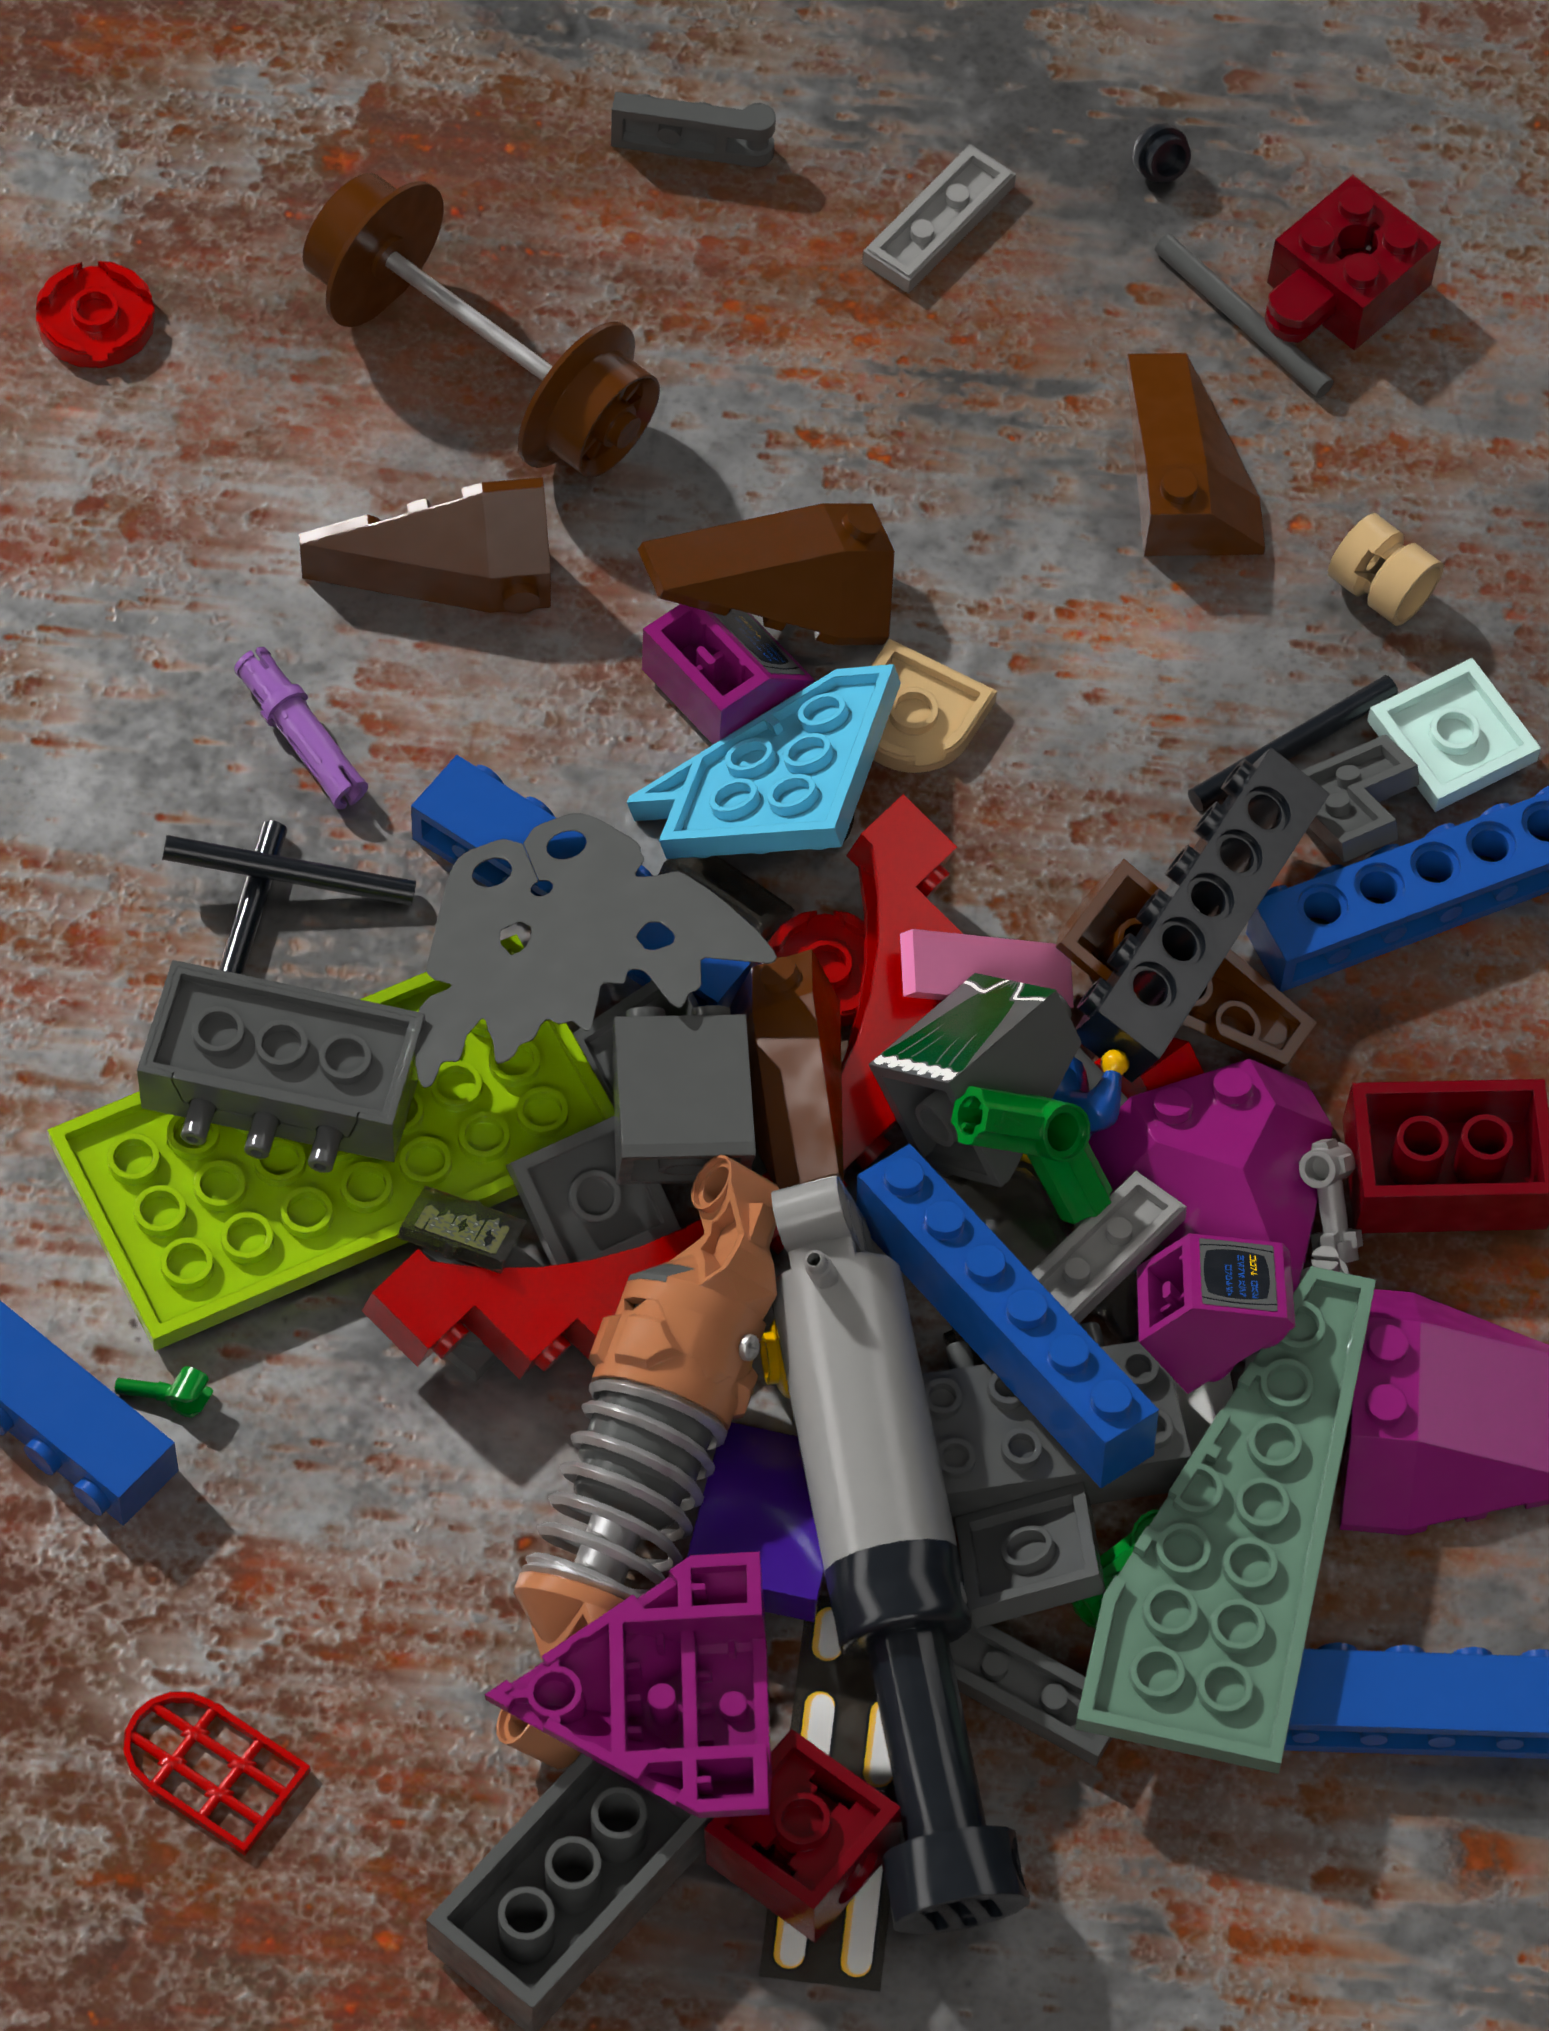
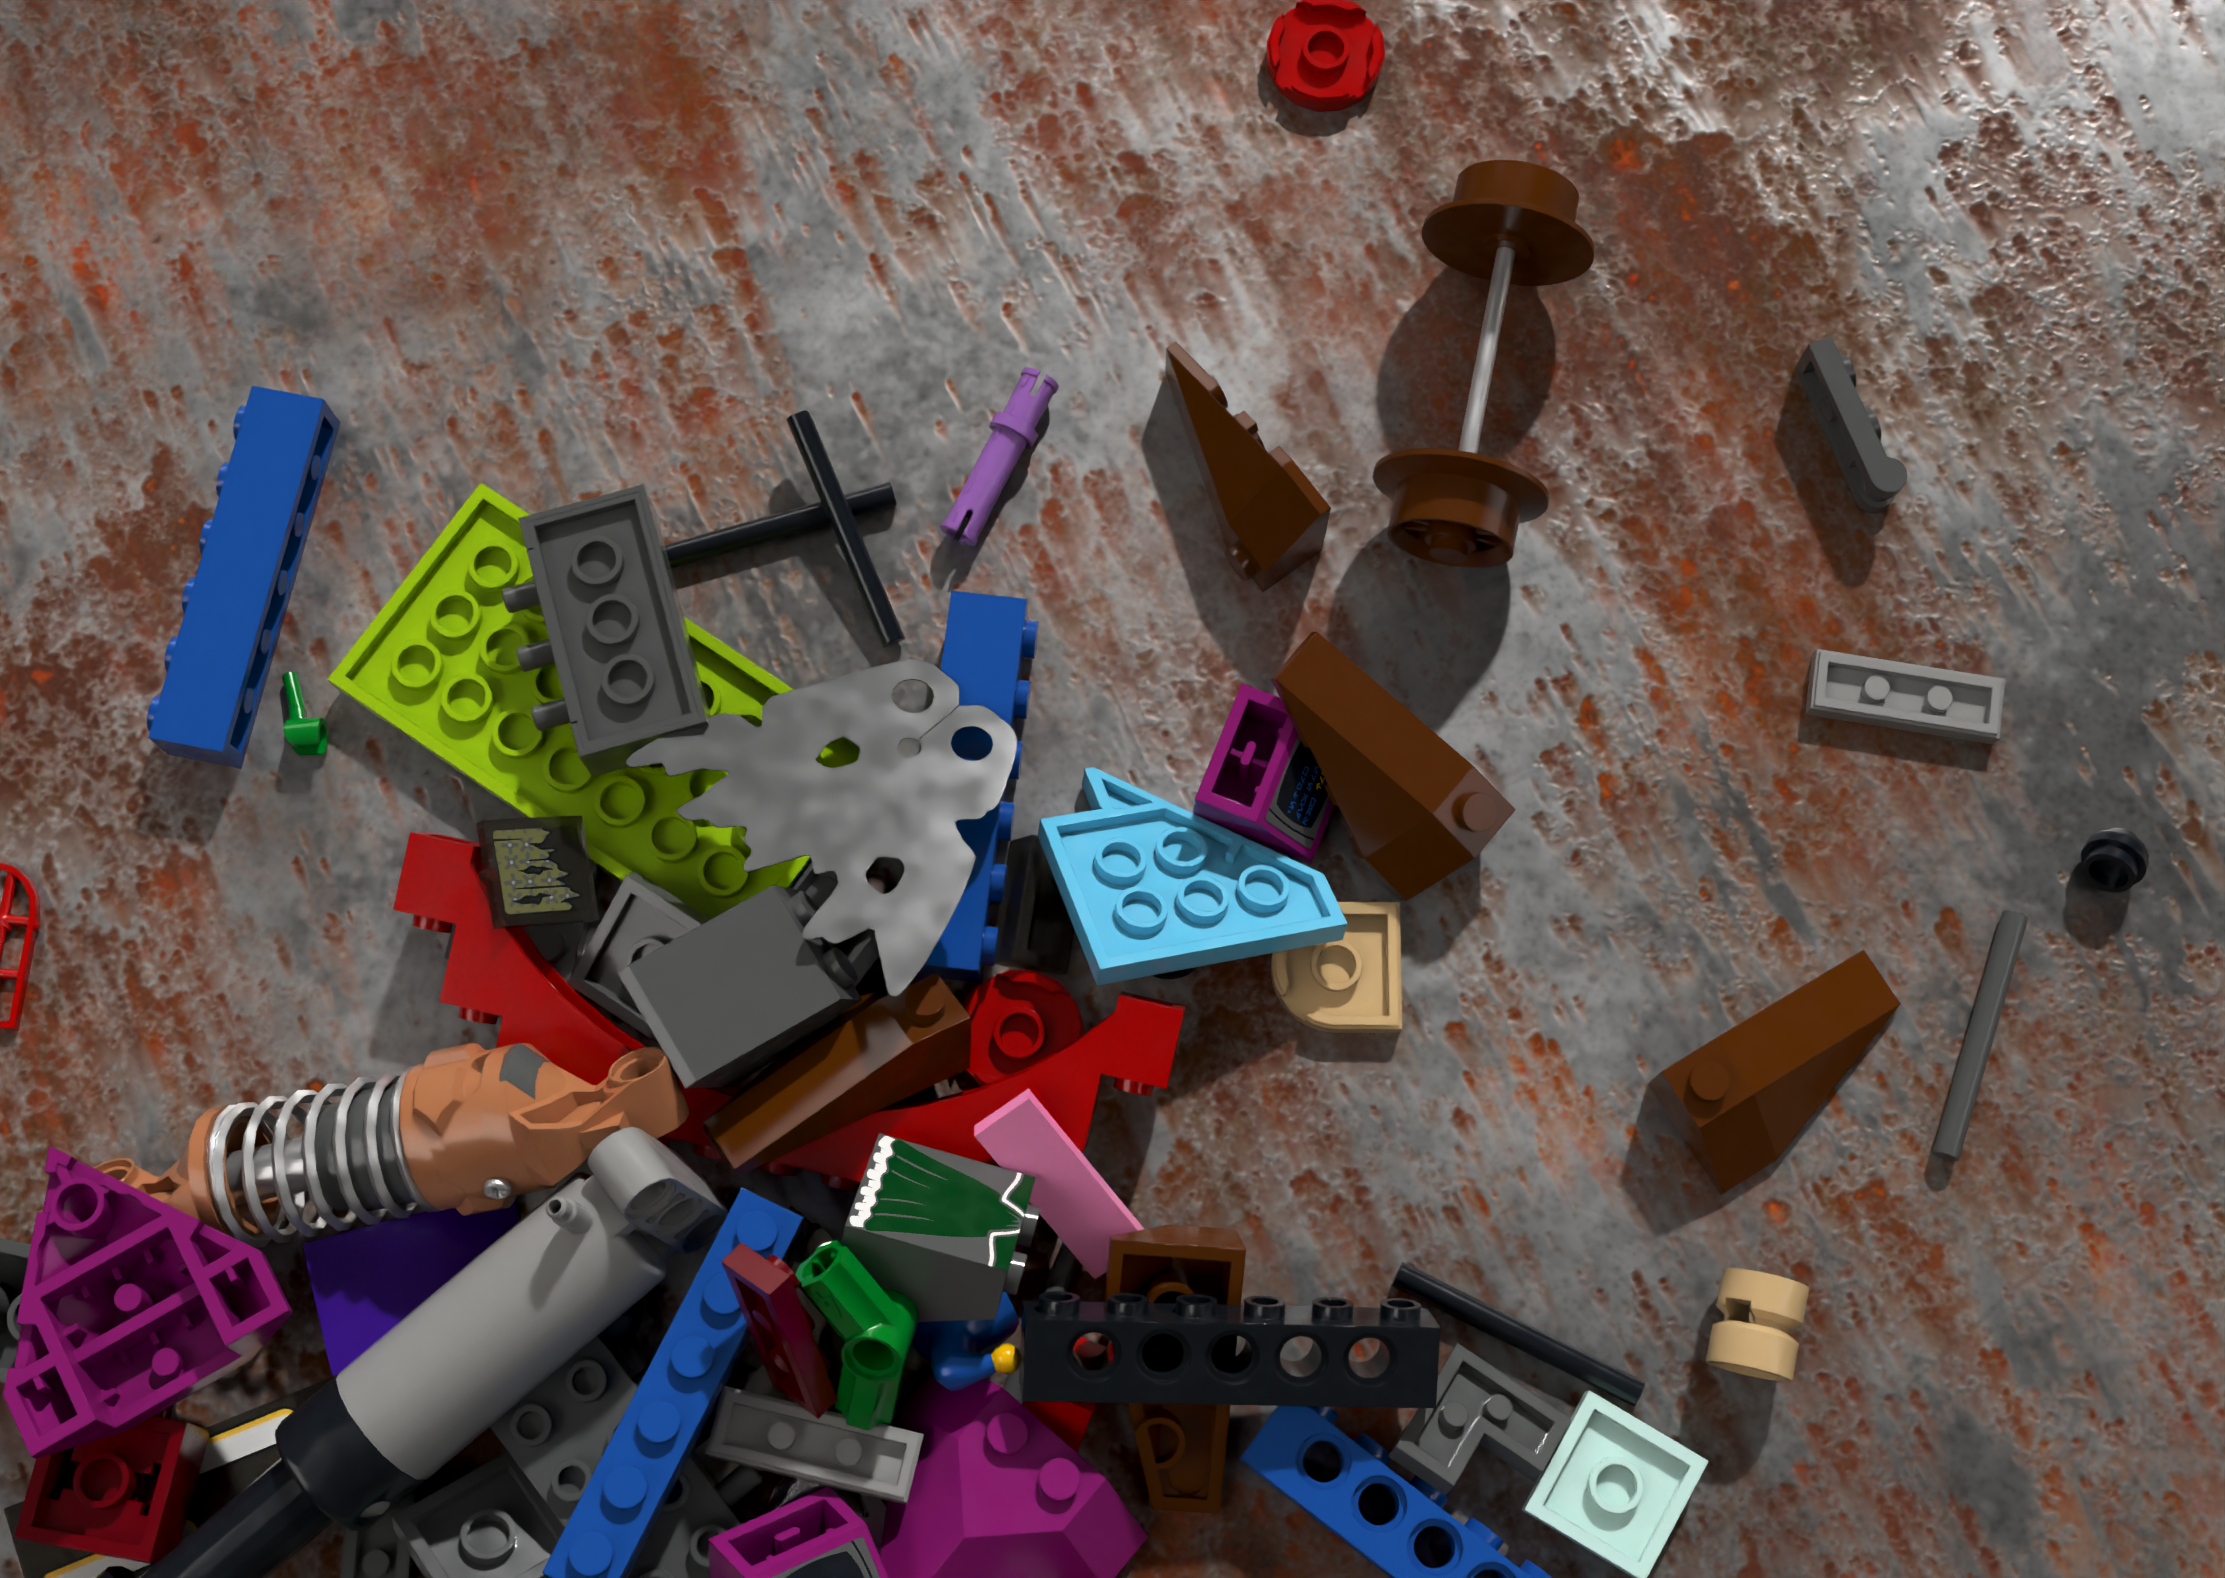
camera: 65 degrees right, 15 degrees up
(1002, 1189) = (781, 1328): none -> dark red plate
(1347, 267) = (2092, 1106): dark red brick -> none

